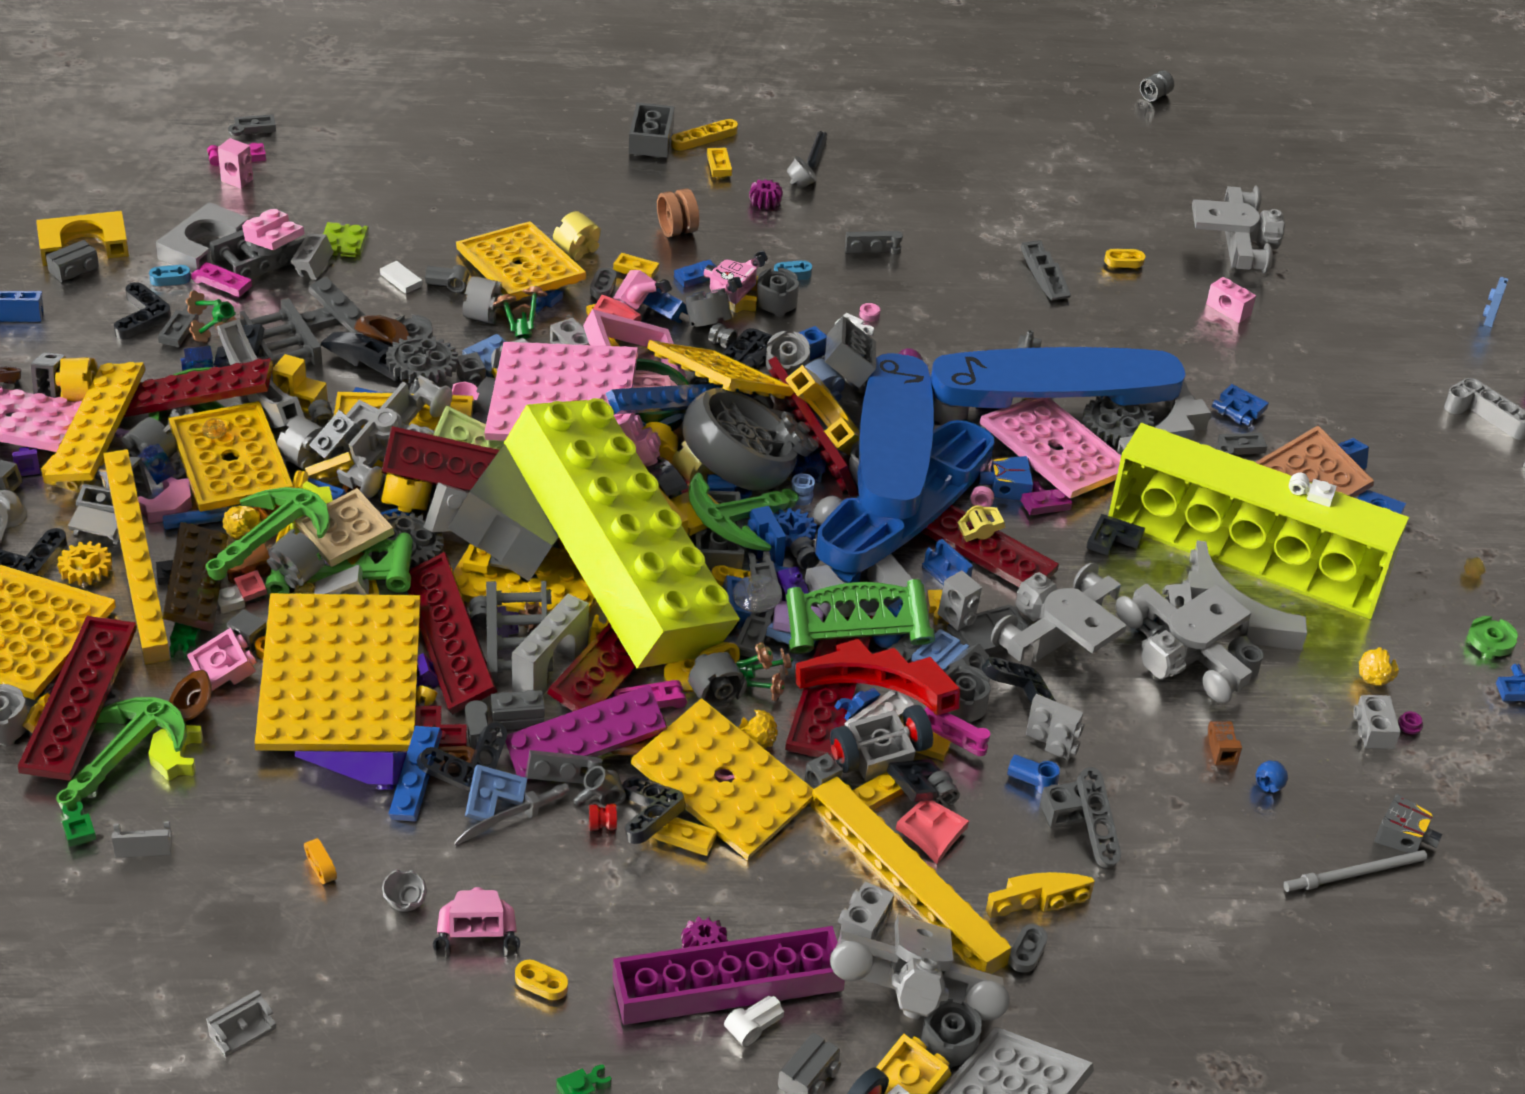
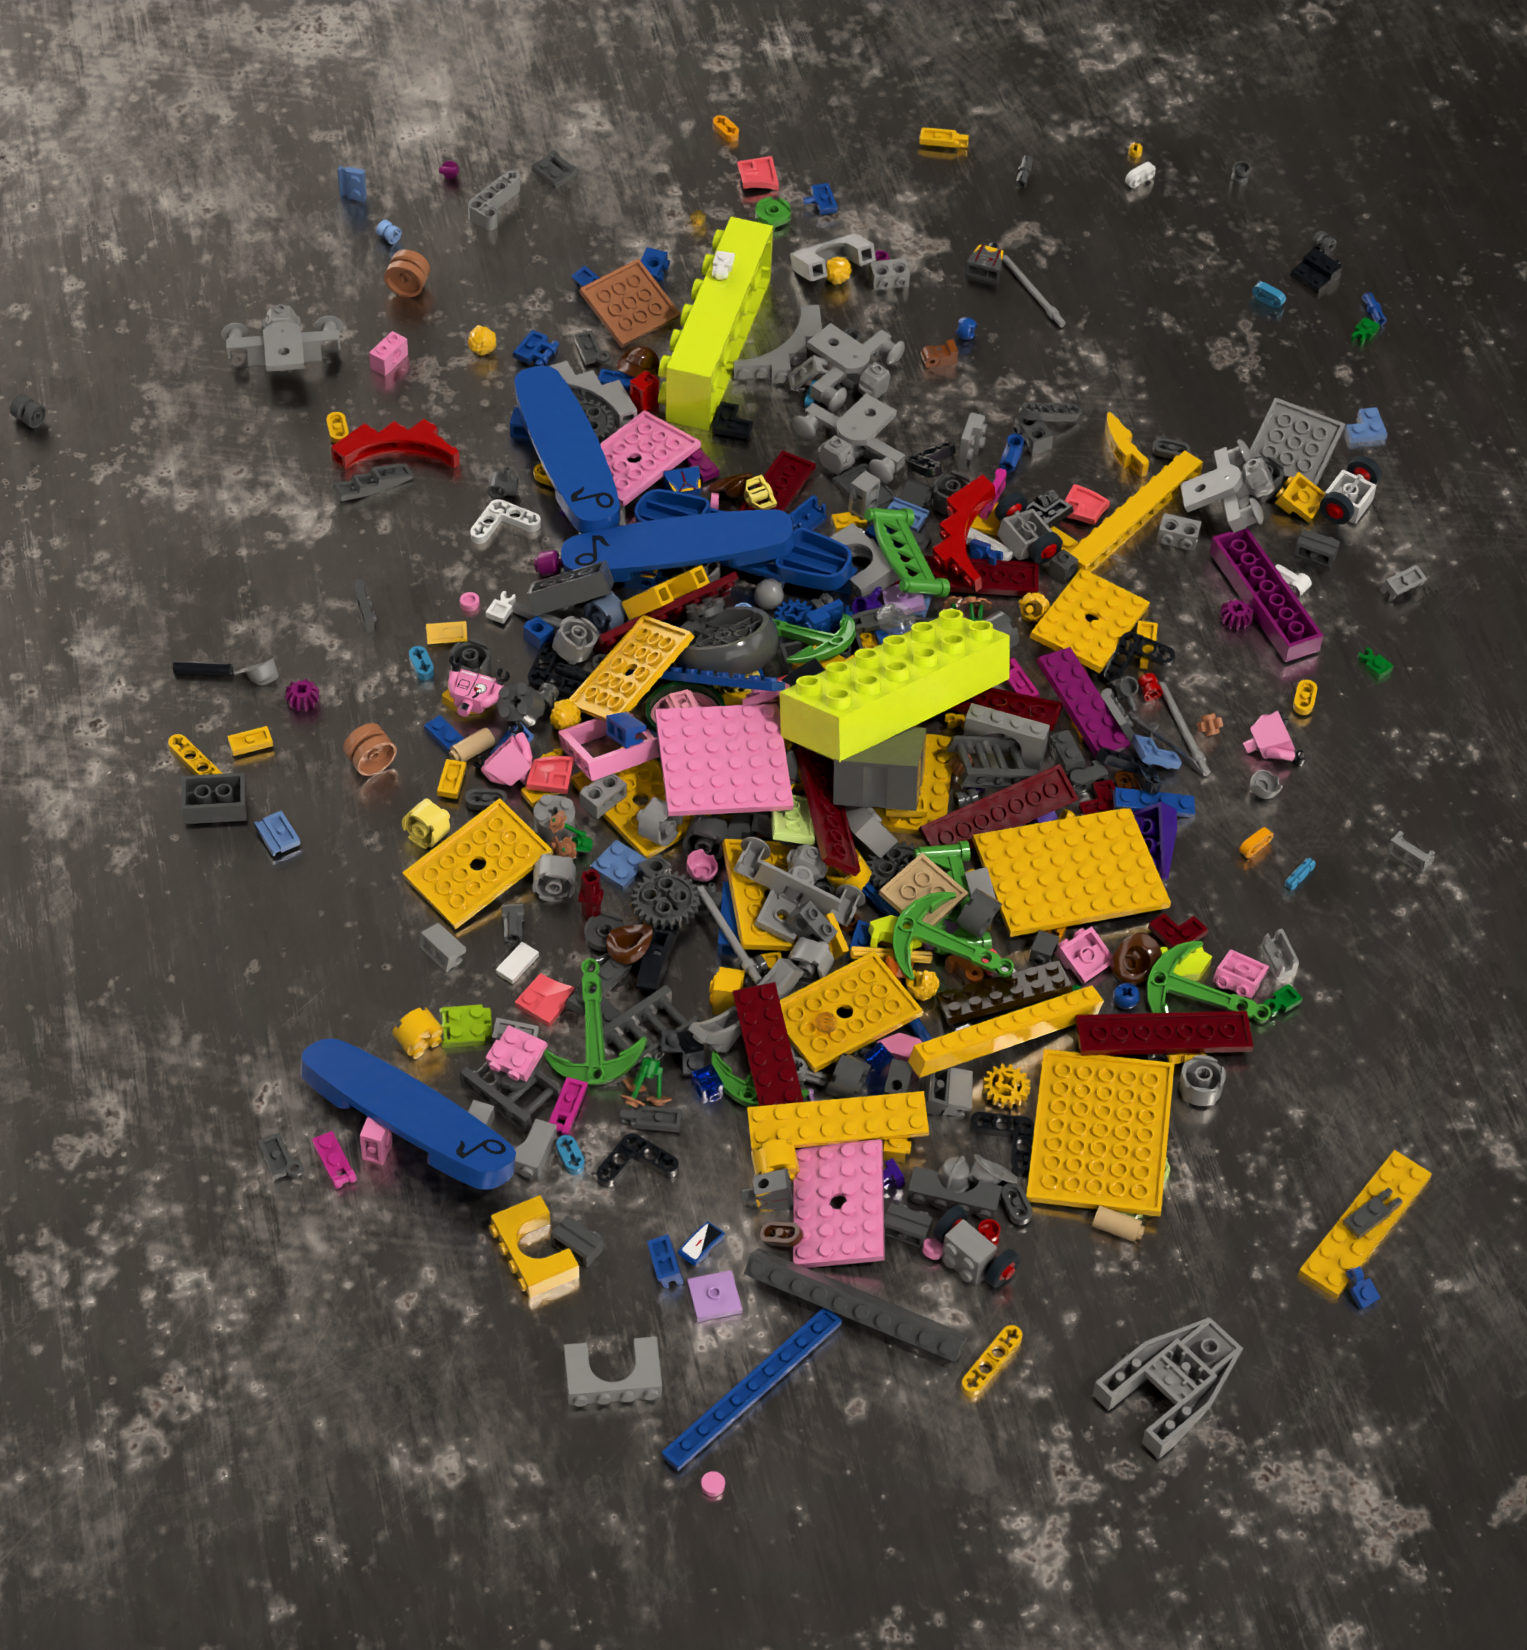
camera: 100 degrees left, 10 degrees up
(29, 333) = (701, 1243): none -> slope
(131, 791) = (1240, 974): none -> bright pink plate
(151, 683) = (1126, 996): none -> blue piece
(214, 751) = (1173, 935): none -> dark red plate
(242, 169) = (451, 1136): none -> blue piece
(258, 897) = (1300, 873): none -> dark azure axle
(277, 287) = (595, 1049): none -> bright green piece
(315, 395) = (747, 963): none -> light grey bar
(338, 200) = (418, 1032): none -> yellow brick
(356, 284) = (544, 999): none -> coral plate
(433, 230) = (441, 947): none -> light grey hinge
(442, 307) = (590, 894): none -> dark red piece
(477, 841) = (1197, 755): none -> light grey bar
(521, 859) = (1209, 724): none -> nougat gear
(557, 308) = (545, 809): none -> light grey brick
(604, 164) = (277, 833): none -> medium blue plate
(631, 336) = (623, 728): none -> blue hinge
(679, 286) = (472, 745): none -> tan brick
(690, 335) = (565, 714): none -> yellow piece
(826, 287) = (446, 632): none -> yellow plate
(970, 332) = (524, 521): none -> white beam
(1010, 512) = (731, 486): none -> reddish brown hat
(1102, 277) = (394, 438): none -> red arch
(1248, 363) = (482, 340): none -> yellow piece
(1353, 320) = (407, 273): none -> nougat wheel
(1413, 679) = (812, 260): none -> light grey arch
(1427, 325) = (386, 230): none -> light blue wheel

